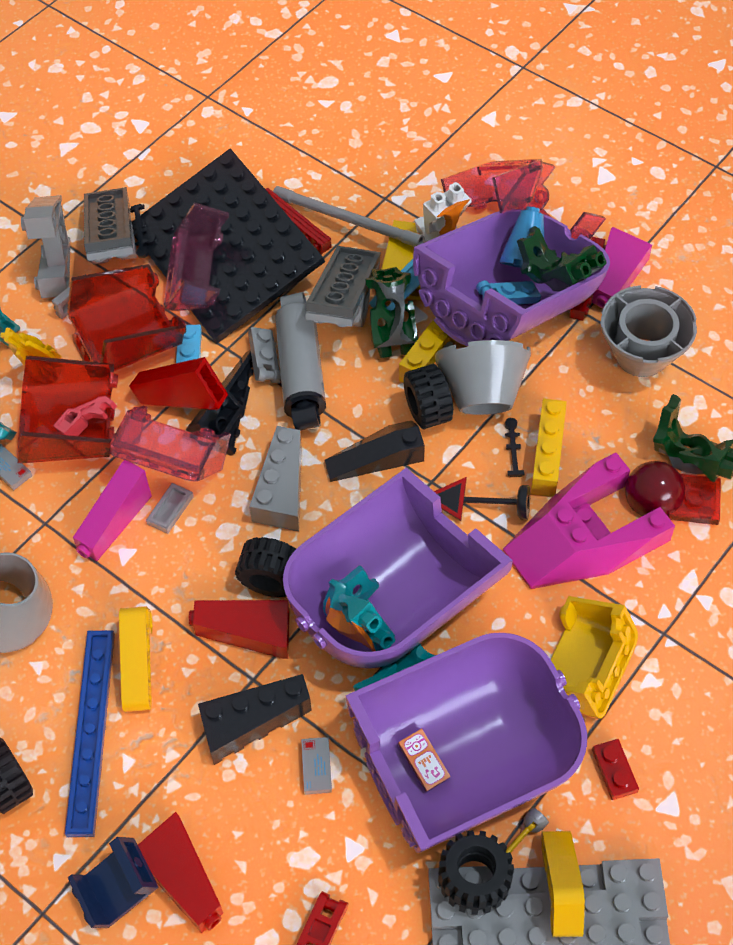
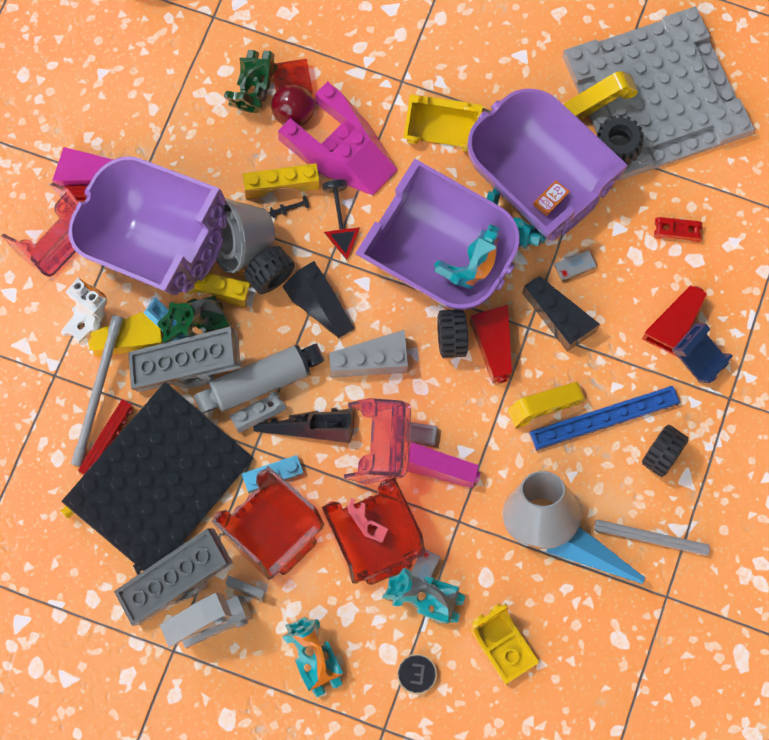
camera: 115 degrees left, 15 degrees up
(27, 345) = (324, 582): yellow piece -> none
(180, 385) = (318, 458): red slope -> none
(192, 259) = (200, 493): clear pink windscreen -> none
(506, 182) = (29, 268): clear pink windscreen -> none
(517, 292) = (147, 239): medium azure plate -> none
(527, 218) = (104, 231): dark azure cone -> none
(556, 271) = (141, 182): dark green hips -> none
(615, 769) = (515, 83): red plate -> none
(648, 315) = (163, 108): light grey cone -> none

